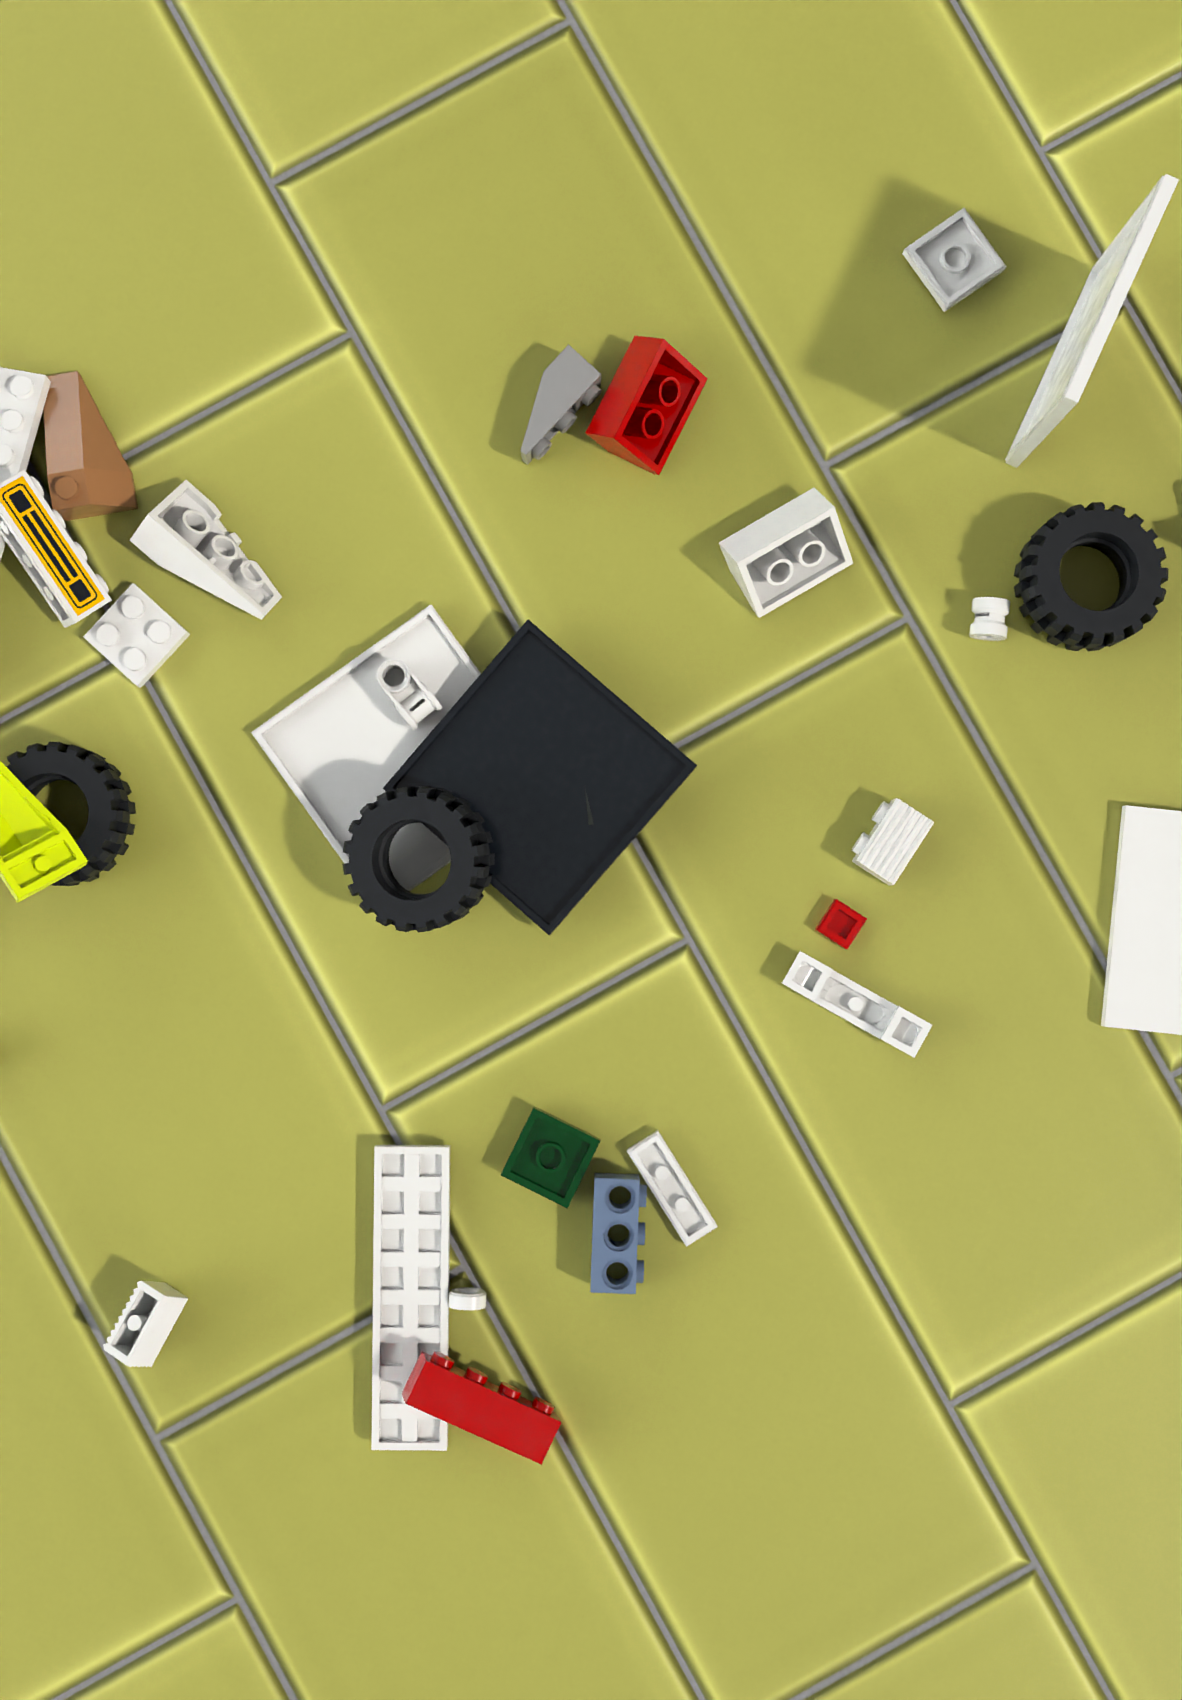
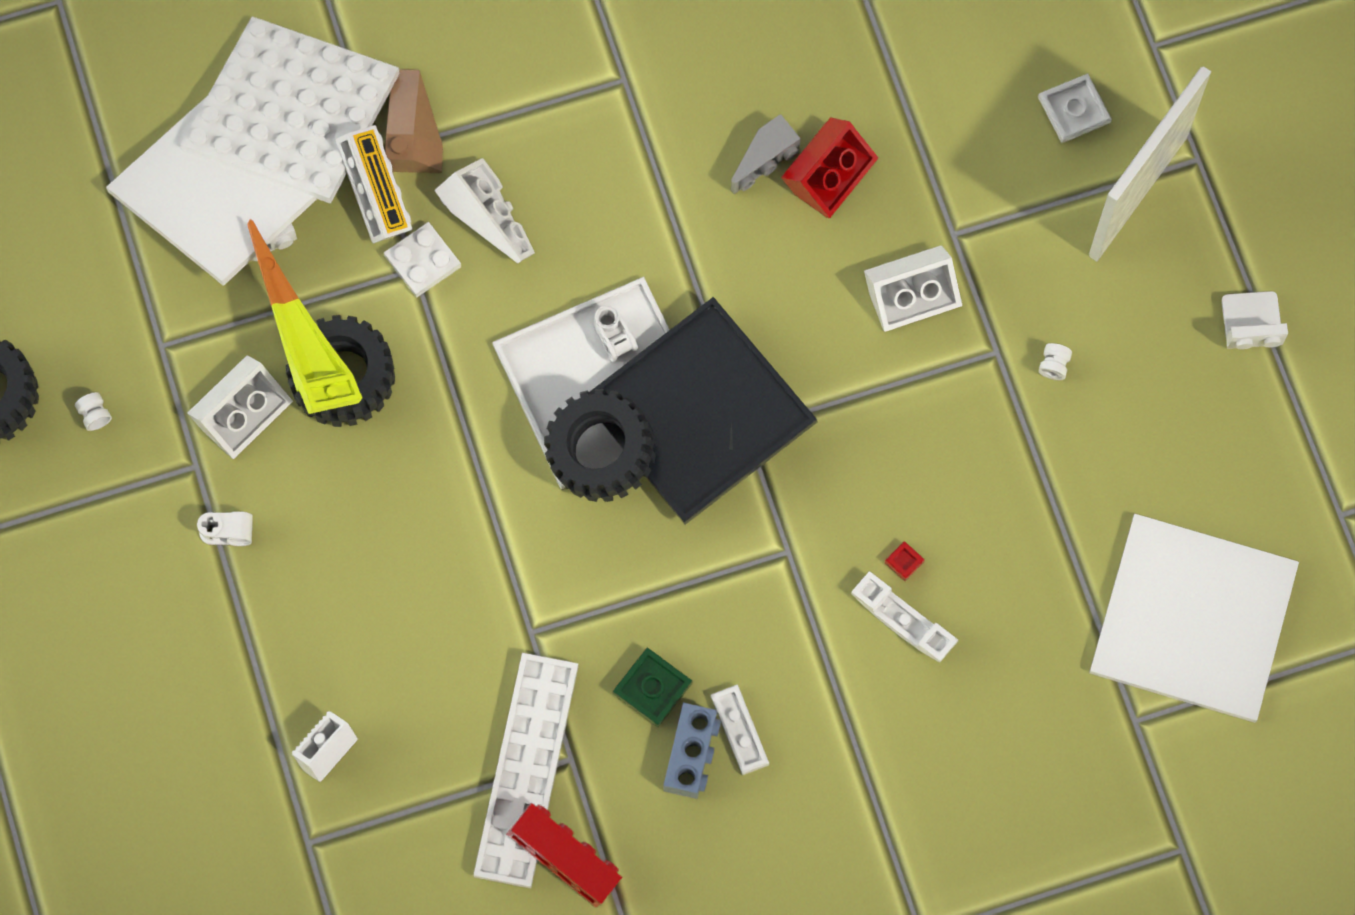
camera: 10 degrees right, 15 degrees down
(467, 1298) = (569, 778): white tile -> none
(891, 841) = (953, 505): white brick -> none
(1124, 544) = (1141, 311): black tyre -> none

